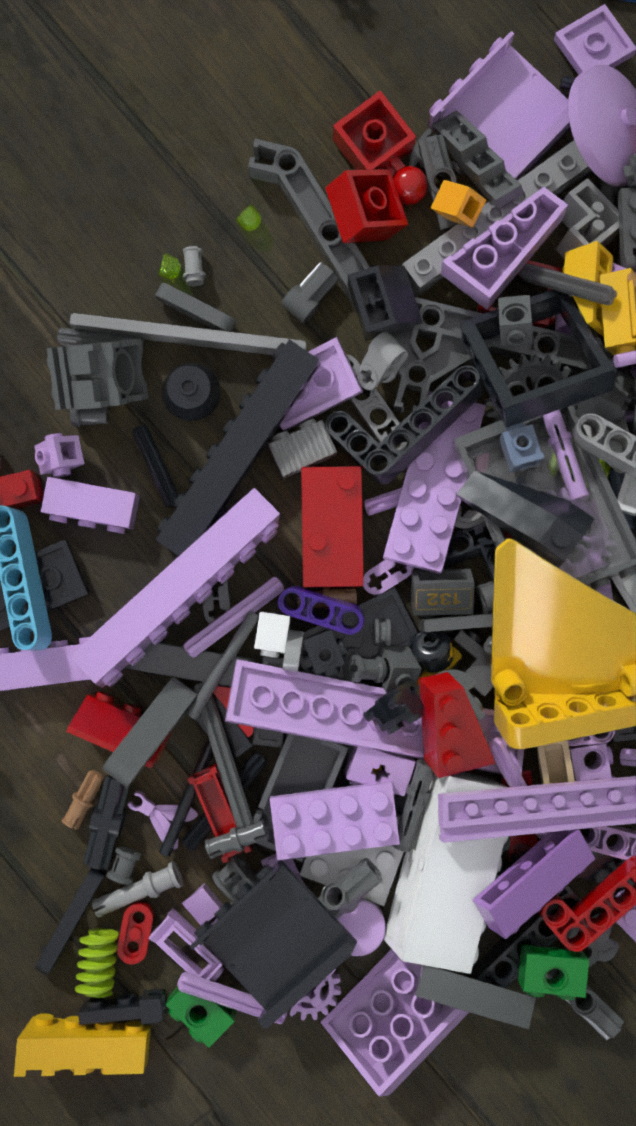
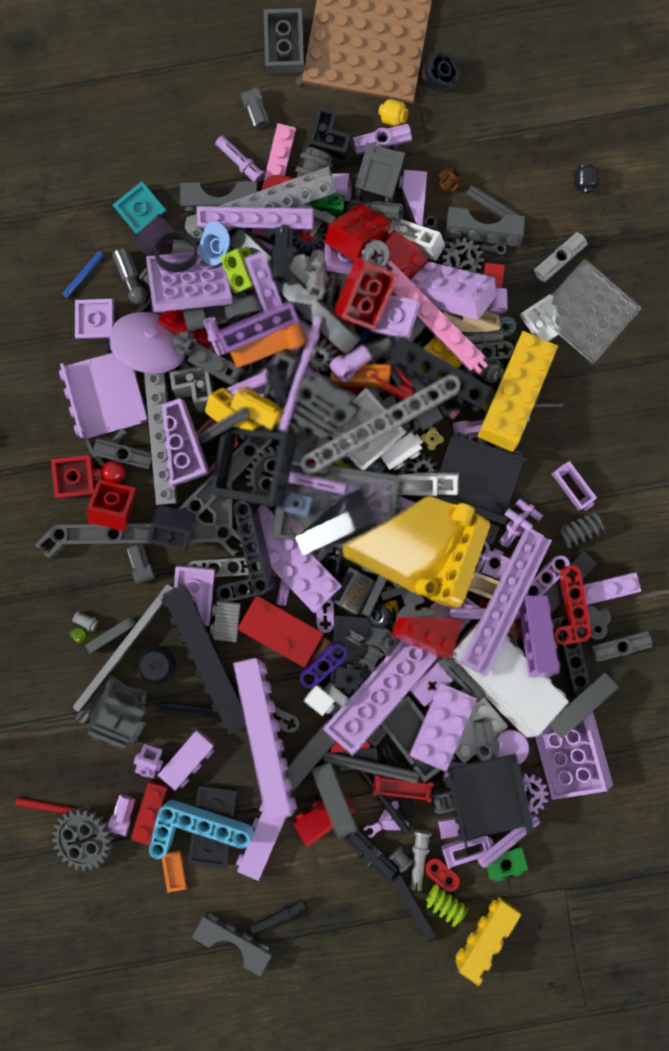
camera: 65 degrees left, 0 degrees up
(83, 799) = (350, 860): medium nougat axle -> none
(148, 1007) = (487, 891): black plate -> none
(222, 665) = (321, 738): dark grey bar -> none
(233, 617) = (298, 716): lavender axle -> none
(237, 839) = (421, 786): dark grey pin -> none
(249, 218) = (77, 573): clear neon green hinge -> none
(381, 361) = (204, 549): light grey piece -> none
(395, 707) = (400, 656): black piece -> none
(458, 203) = (142, 455): light orange brick -> none
(477, 160) = (121, 426): dark grey slope -> none
(515, 321) = (227, 467): dark grey brick -> none
(539, 960) = (584, 659): green brick -> none

